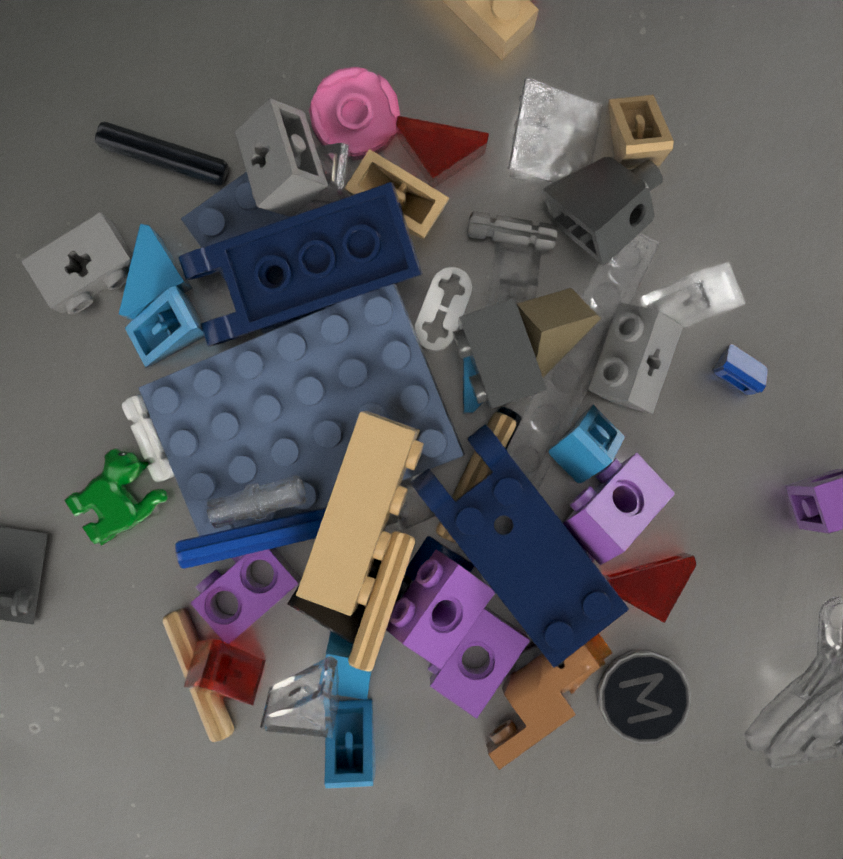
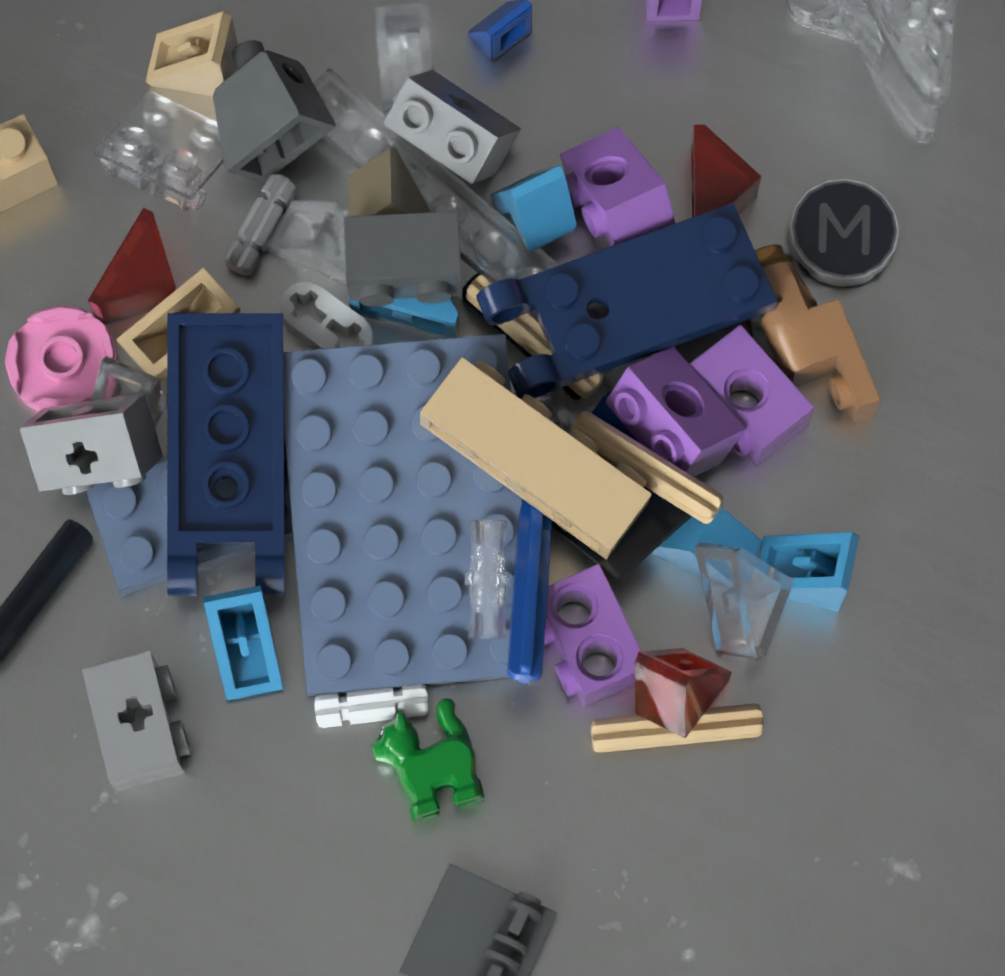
camera: 75 degrees left, 15 degrees down
(149, 273) = (176, 637): dark azure slope -> none

